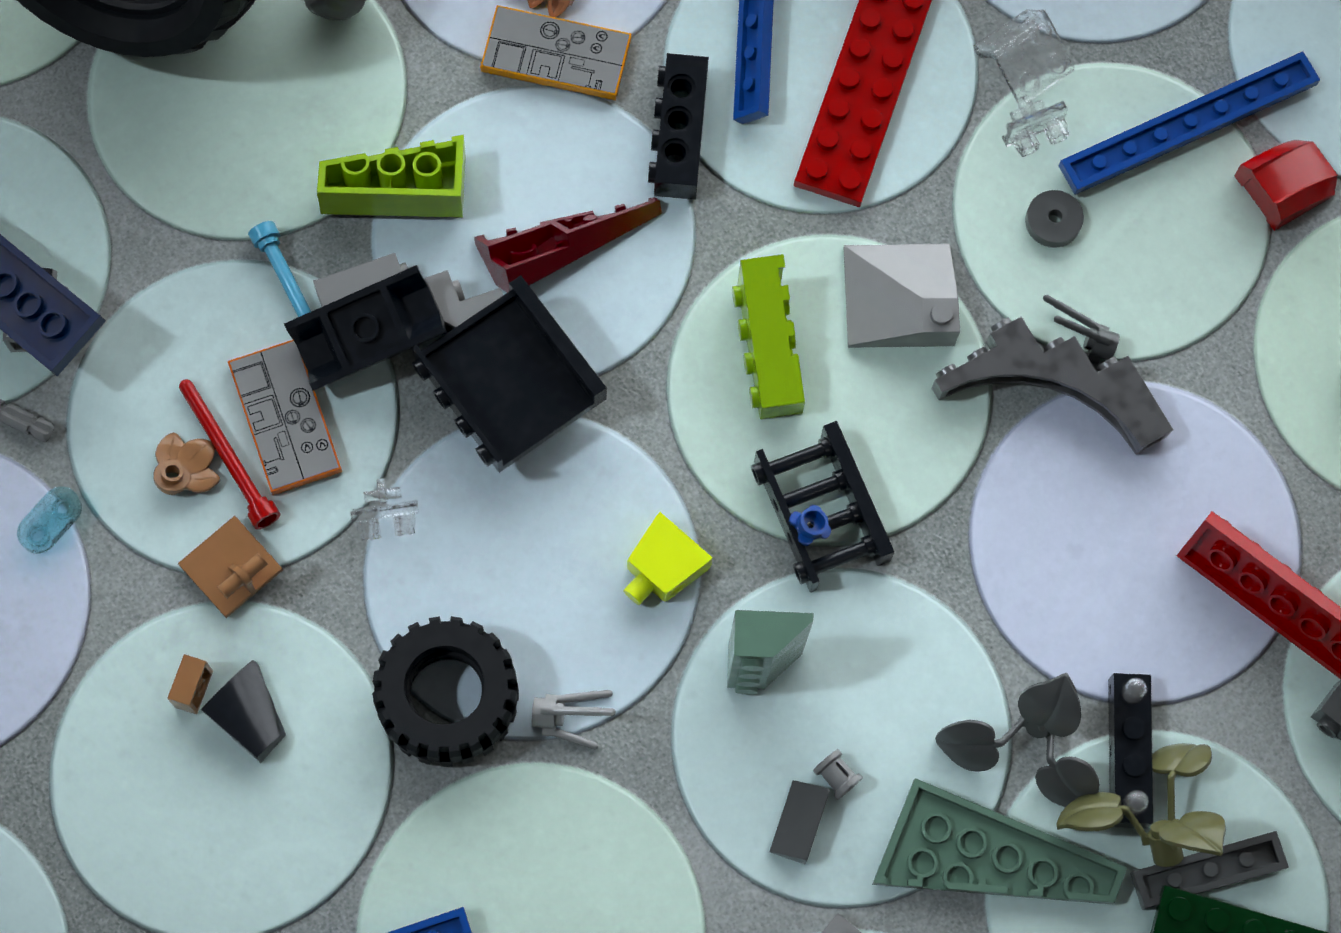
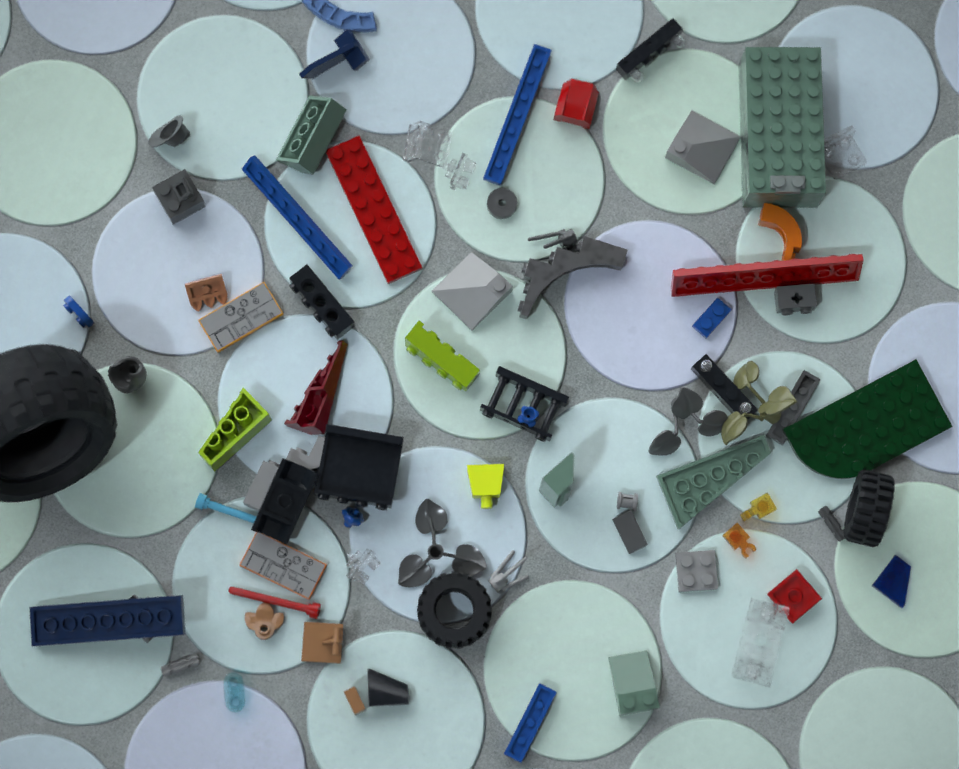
camera: 45 degrees left, 5 degrees up
(438, 438) = (352, 517): none -> blue piece
(450, 591) = (415, 572): none -> dark grey plant
(1207, 636) = (711, 318): none -> blue plate

